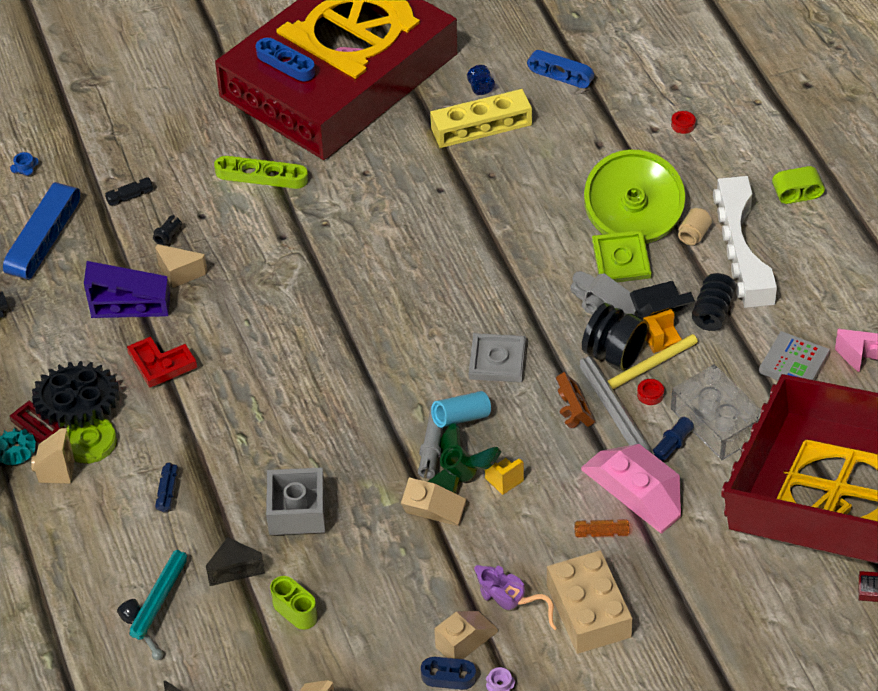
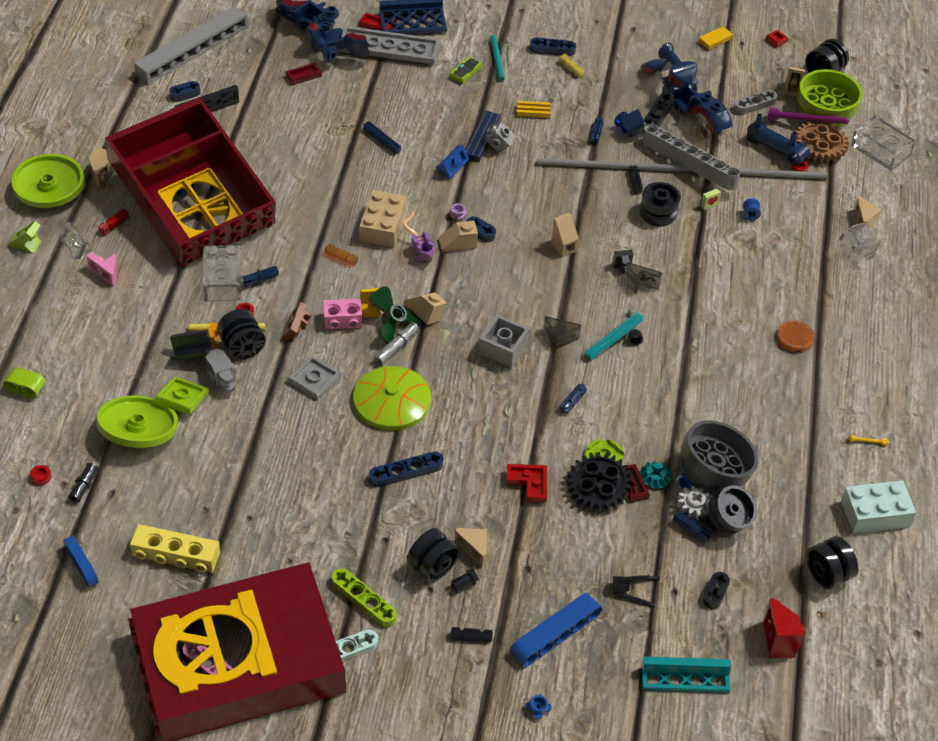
camera: 155 degrees left, 0 degrees up
(54, 459) = (637, 438): tan slope -> none
(125, 292) = (525, 535): dark purple wedge -> none
(209, 218) = (433, 555): none -> black wheel
(240, 136) = (352, 640): none -> light aqua beam
(291, 67) = (291, 639): blue beam -> none
(293, 602) = (540, 295): lime beam -> none
(314, 311) = (407, 471): none -> dark blue beam
(387, 379) = (392, 398): none -> lime dish
(461, 409) = (367, 343): medium azure pin -> none
(480, 80) = (145, 583): clear blue wheel -> none
(528, 438) = (342, 314): none -> bright pink brick
(612, 402) = (274, 311): light grey axle -> none
(631, 130) = (83, 482): none -> black pin
(639, 483) = (302, 266): bright pink wedge -> none
(694, 226) = (117, 388): tan brick -> none
(713, 301) = (156, 333): black piece -> none
(755, 279) = (77, 390): white arch -> none
(794, 358) = (147, 285): light grey tile -> none

